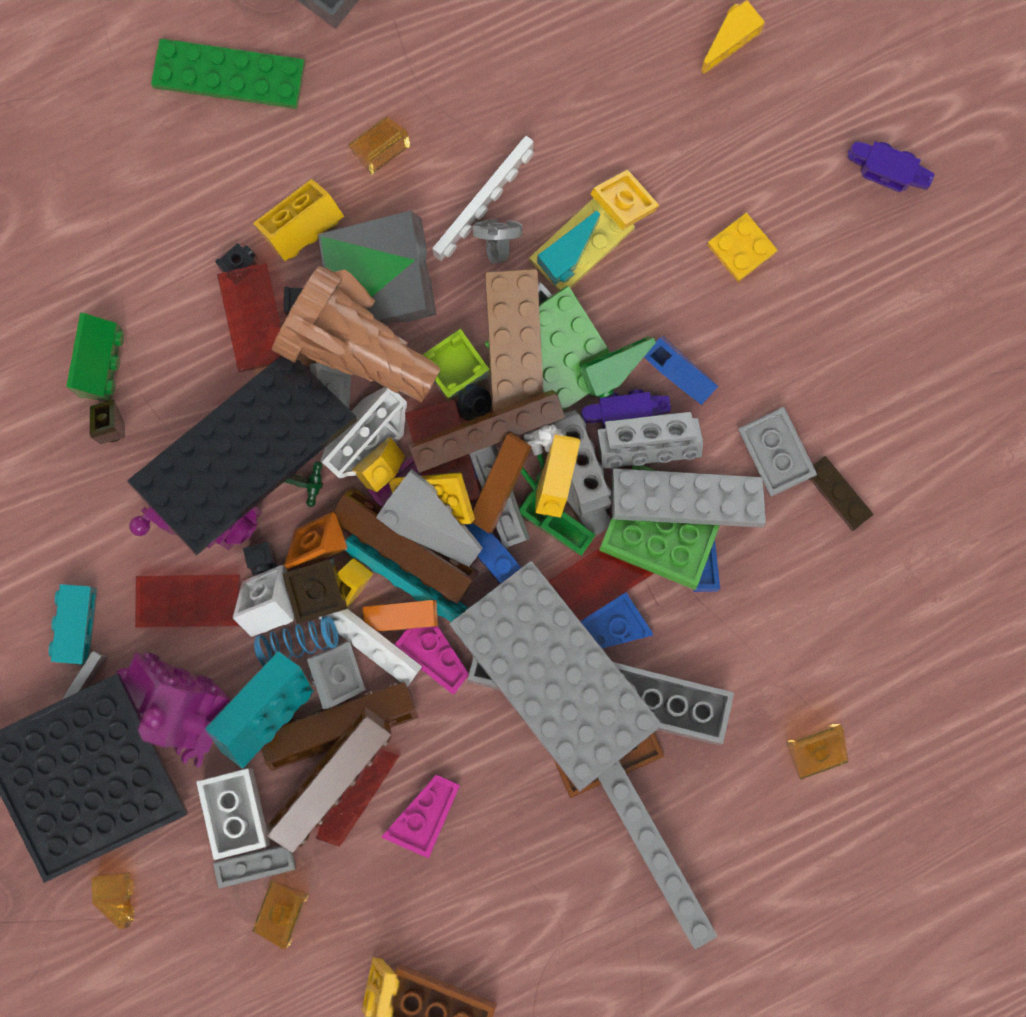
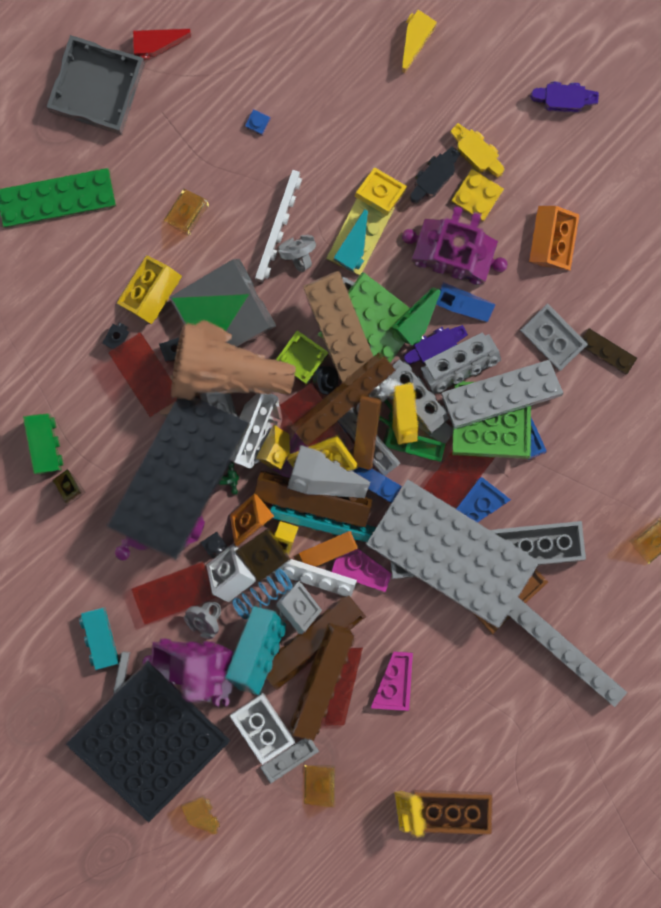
camera: 20 degrees left, 5 degrees up
(208, 647) = (201, 620): none -> light grey tile
(504, 69) = (257, 122): none -> blue plate
(695, 314) = (437, 249): none -> magenta piece
(698, 205) = (437, 174): none -> black hinge
(760, 194) = (477, 151): none -> yellow hinge
(819, 330) = (554, 237): none -> orange slope

